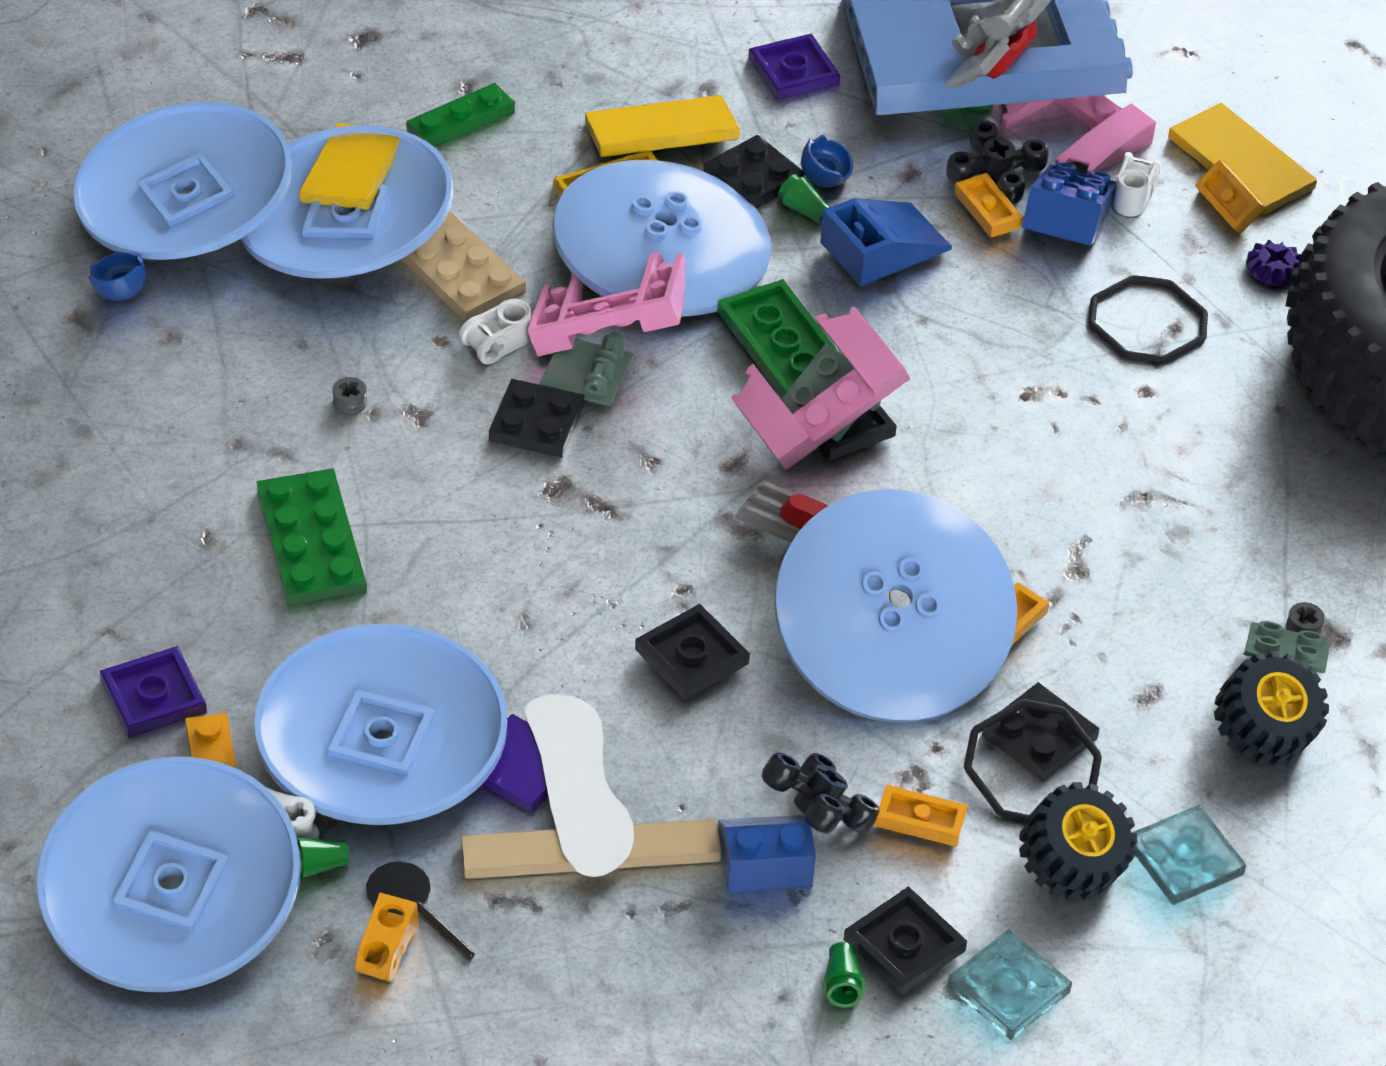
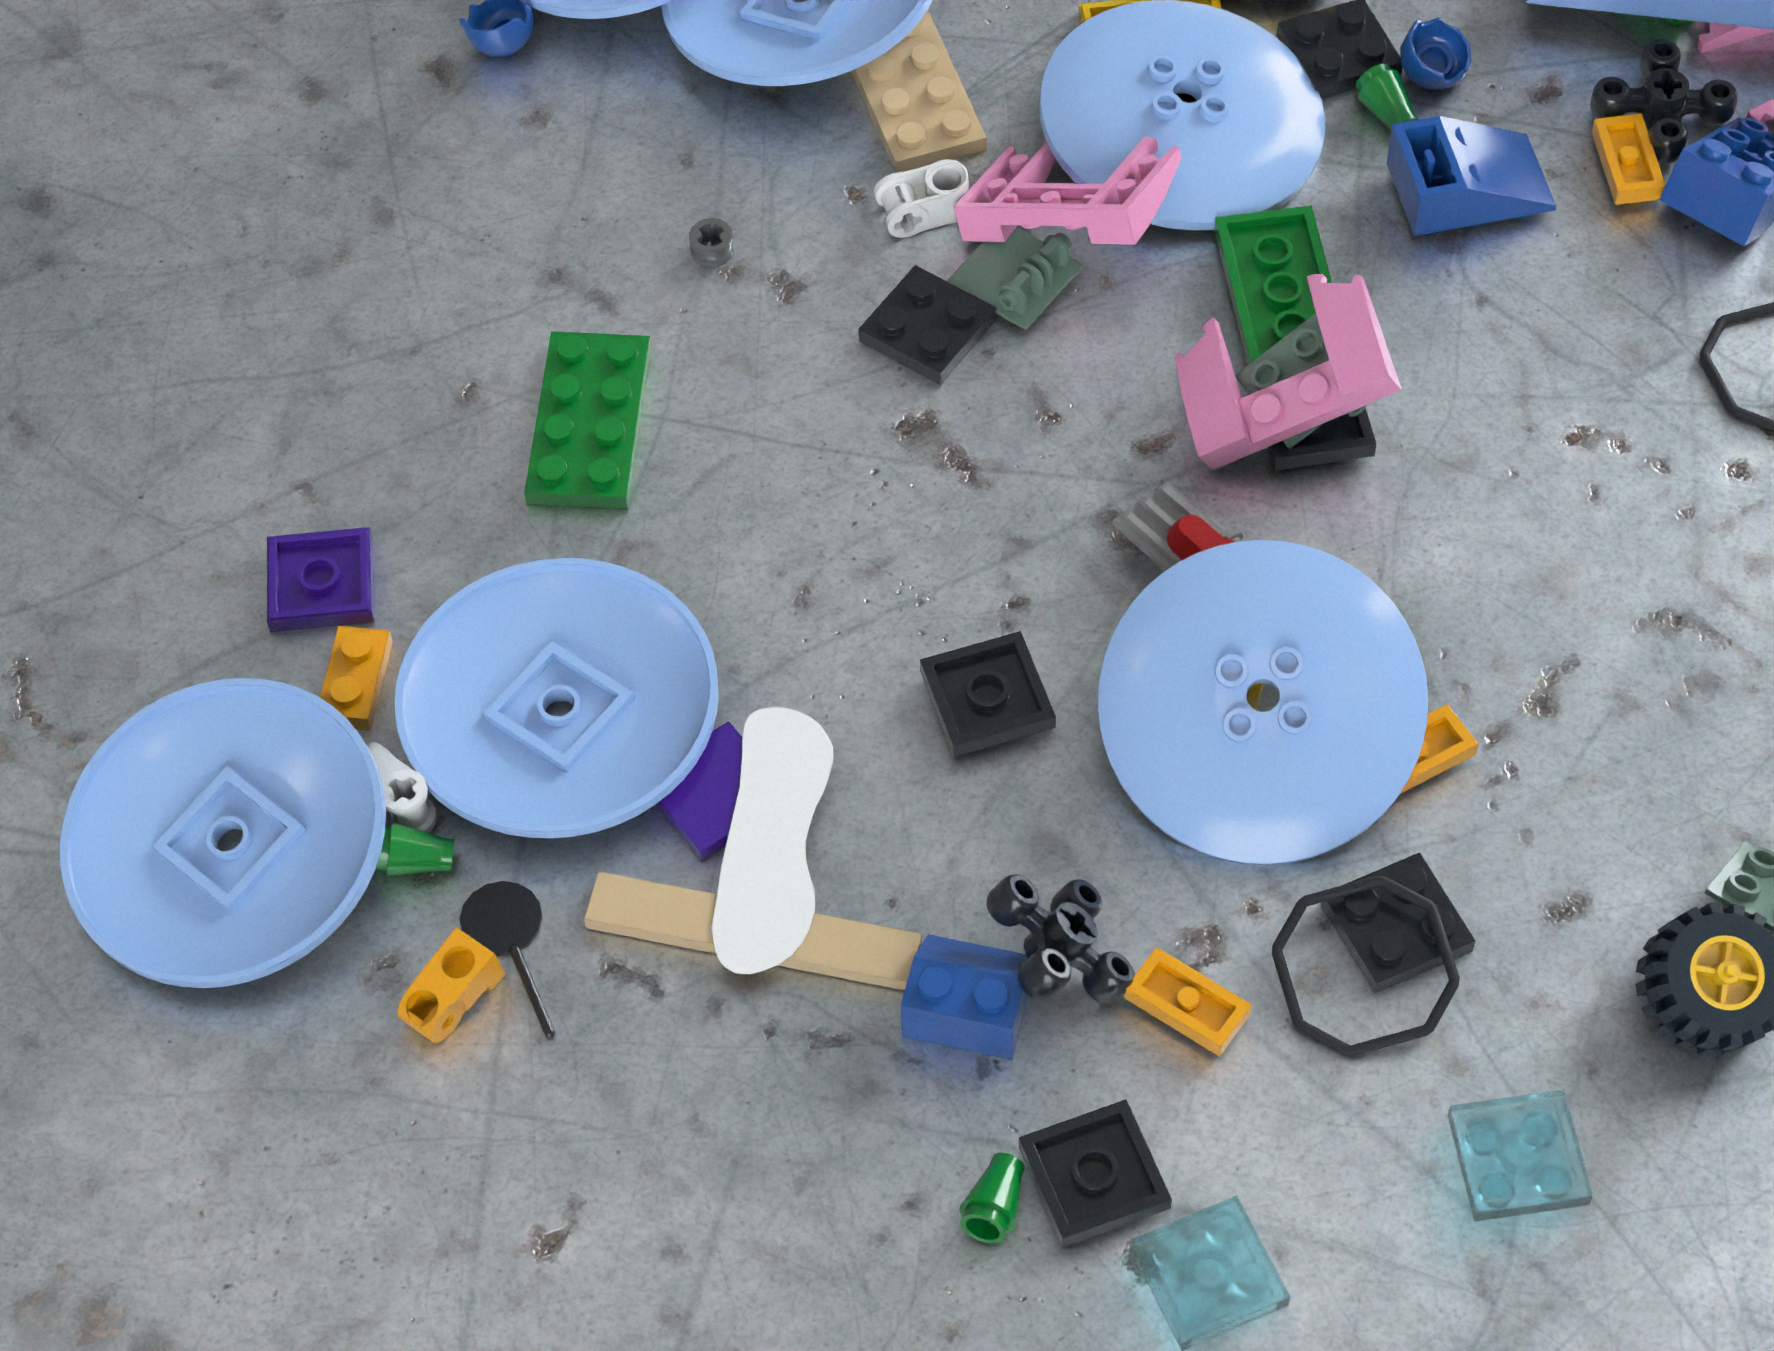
camera: 25 degrees right, 10 degrees up
(1077, 841) = (1371, 1101): black wheel -> none

